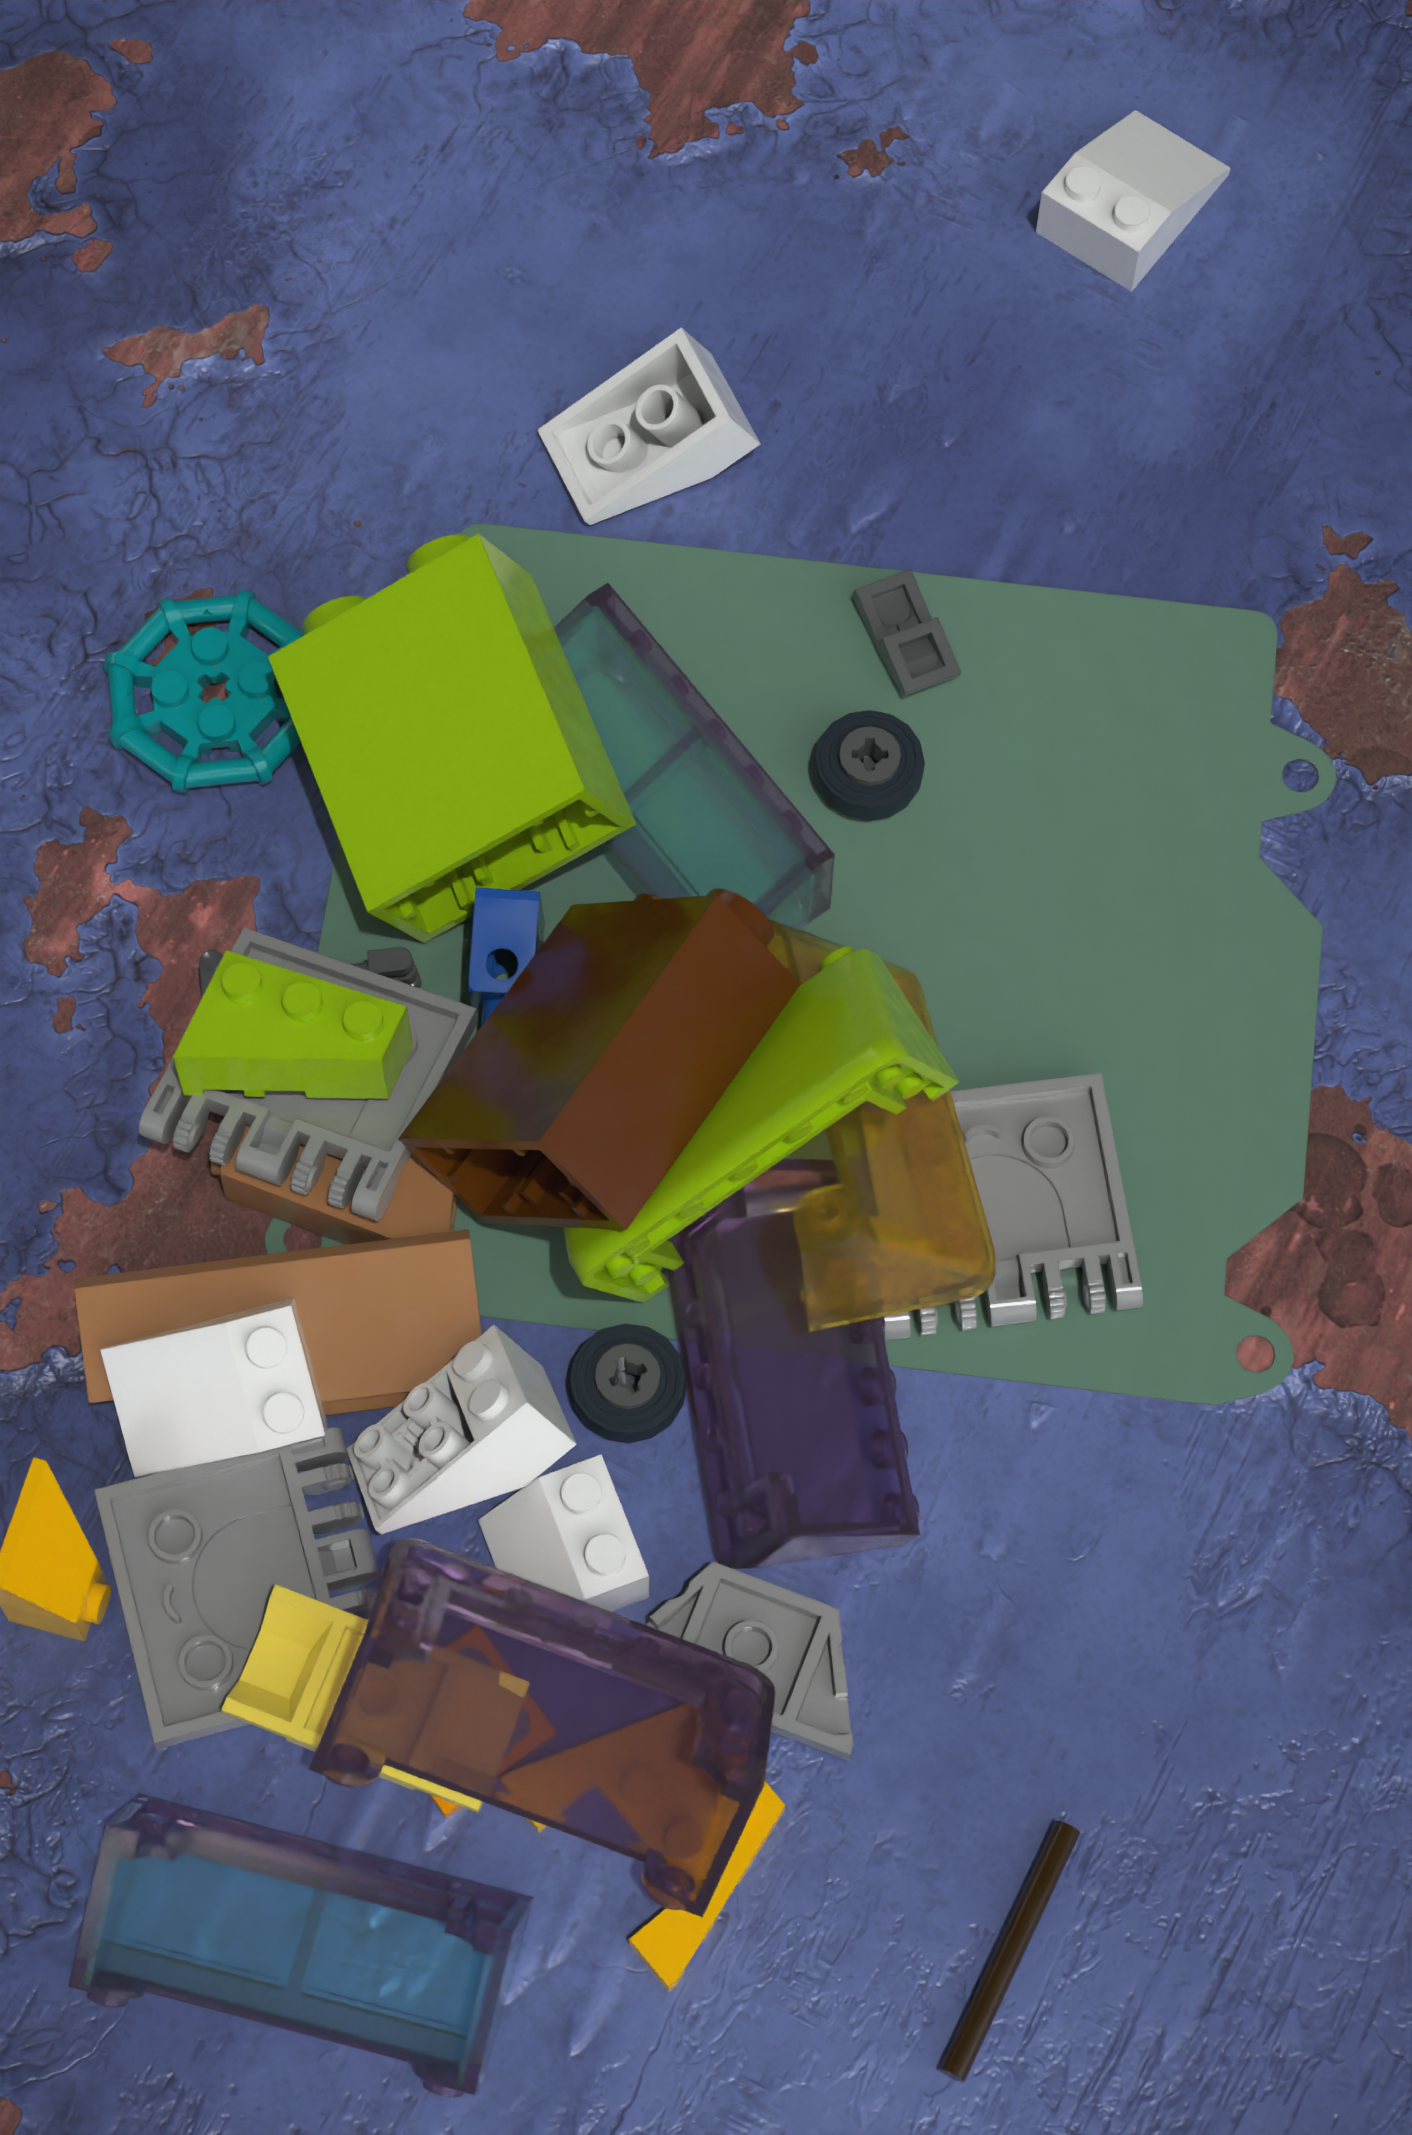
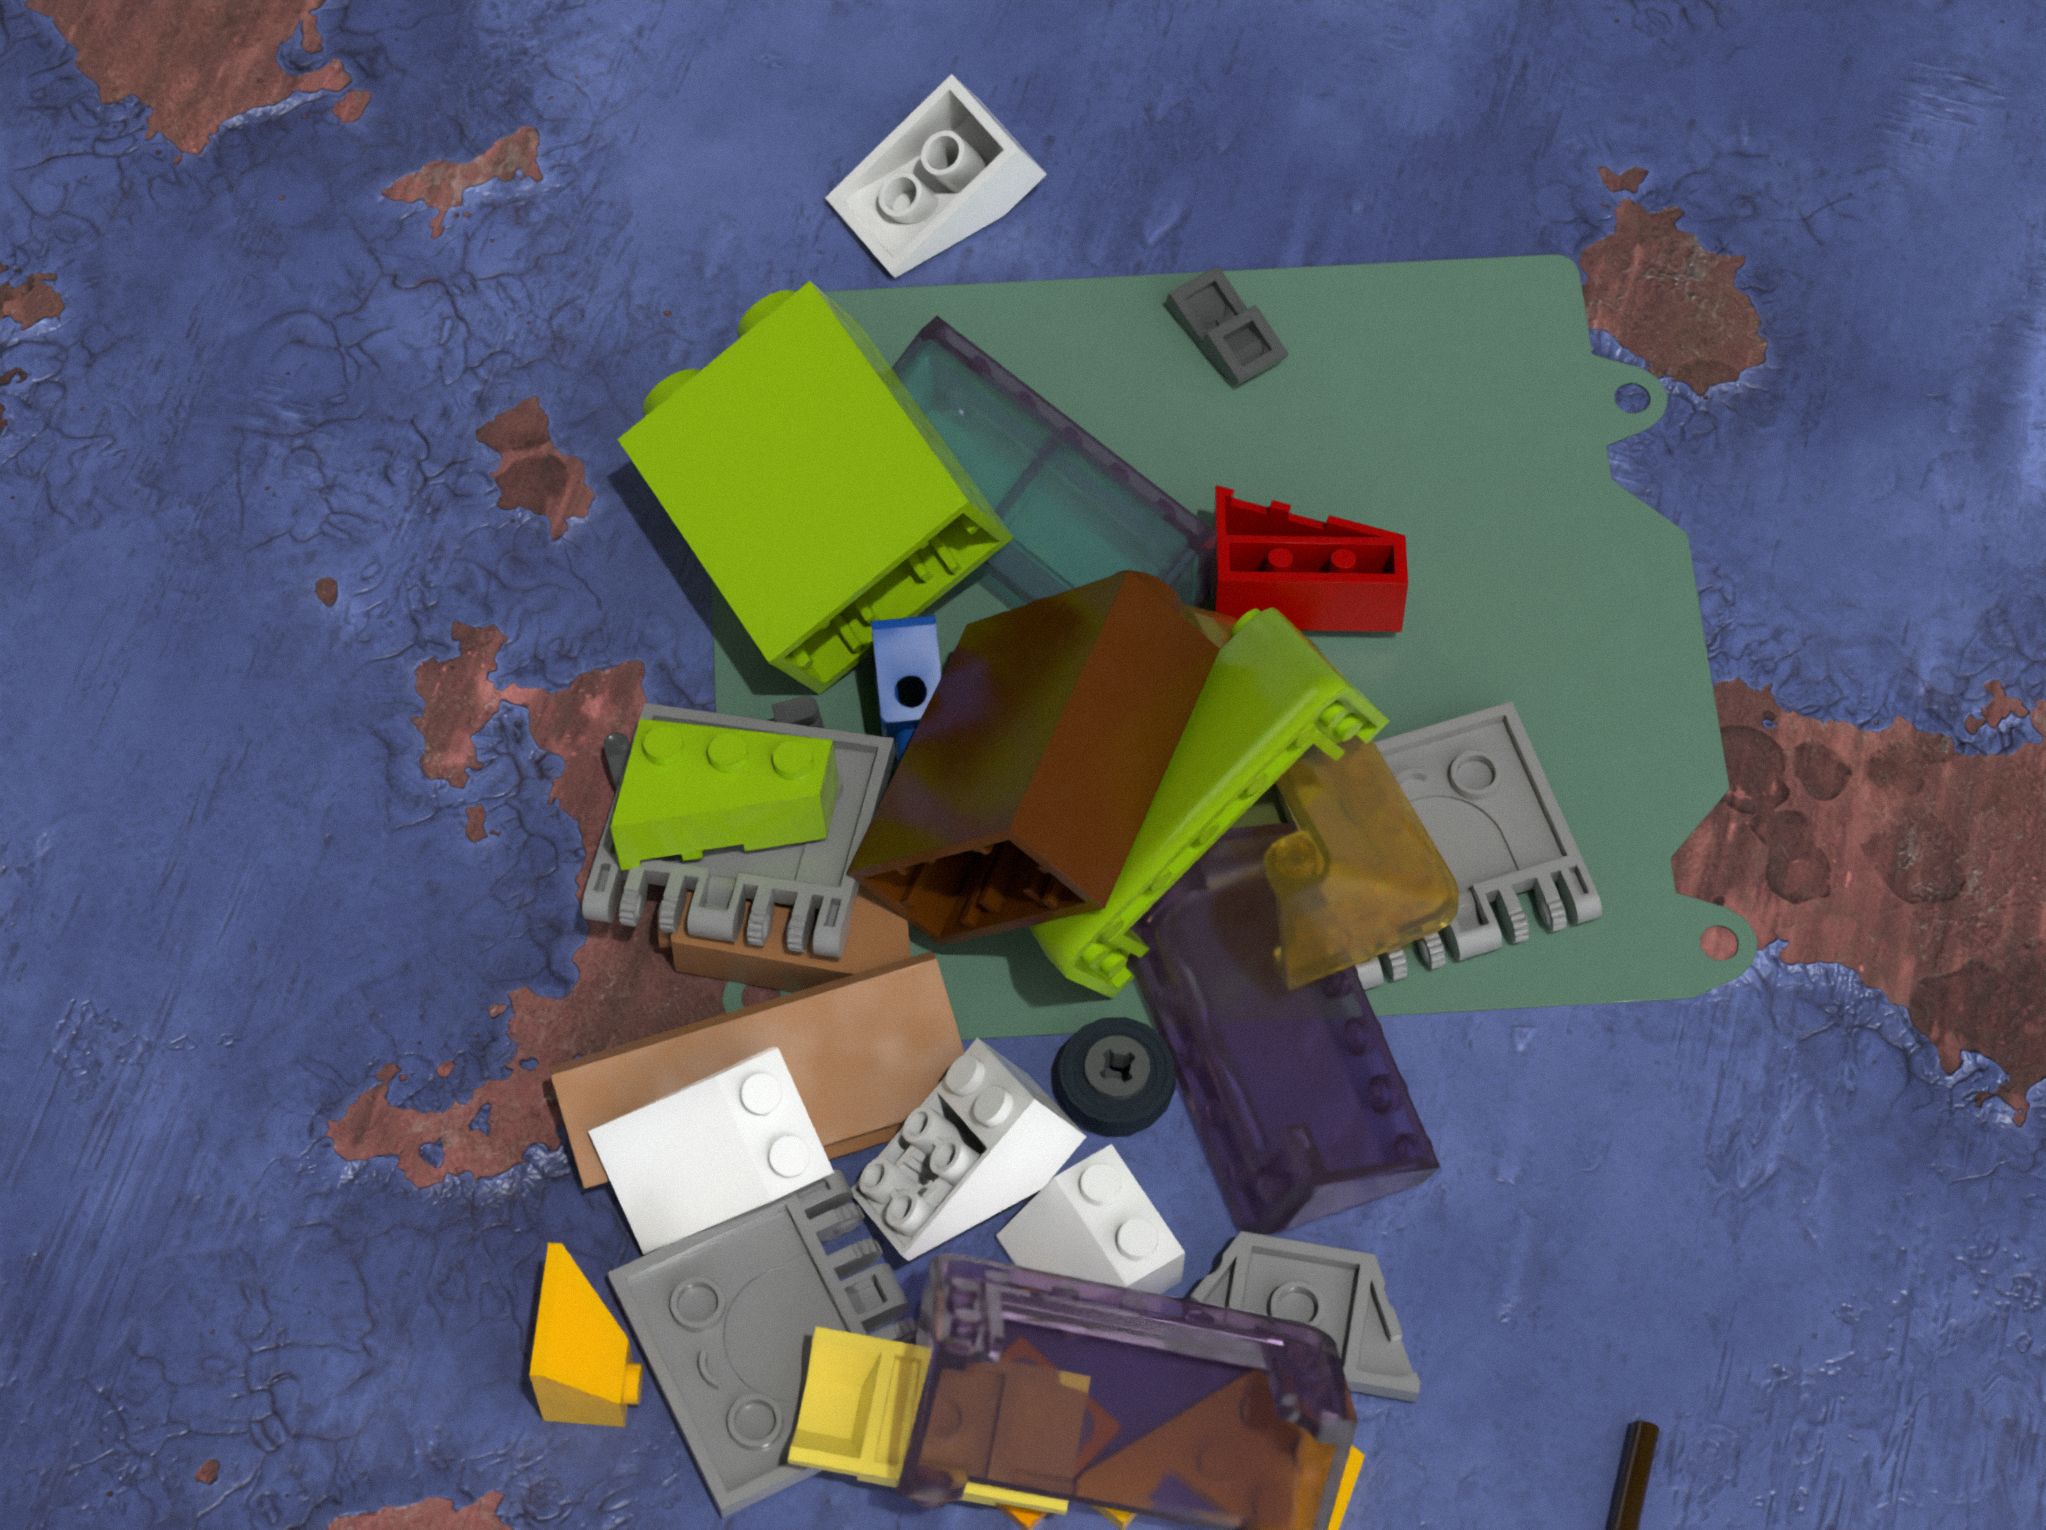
camera: 10 degrees left, 5 degrees down
(178, 690) = (526, 493): teal plate -> none
(867, 788) = (1195, 454): black wheel -> none
(921, 903) = (1308, 569): none -> red wedge

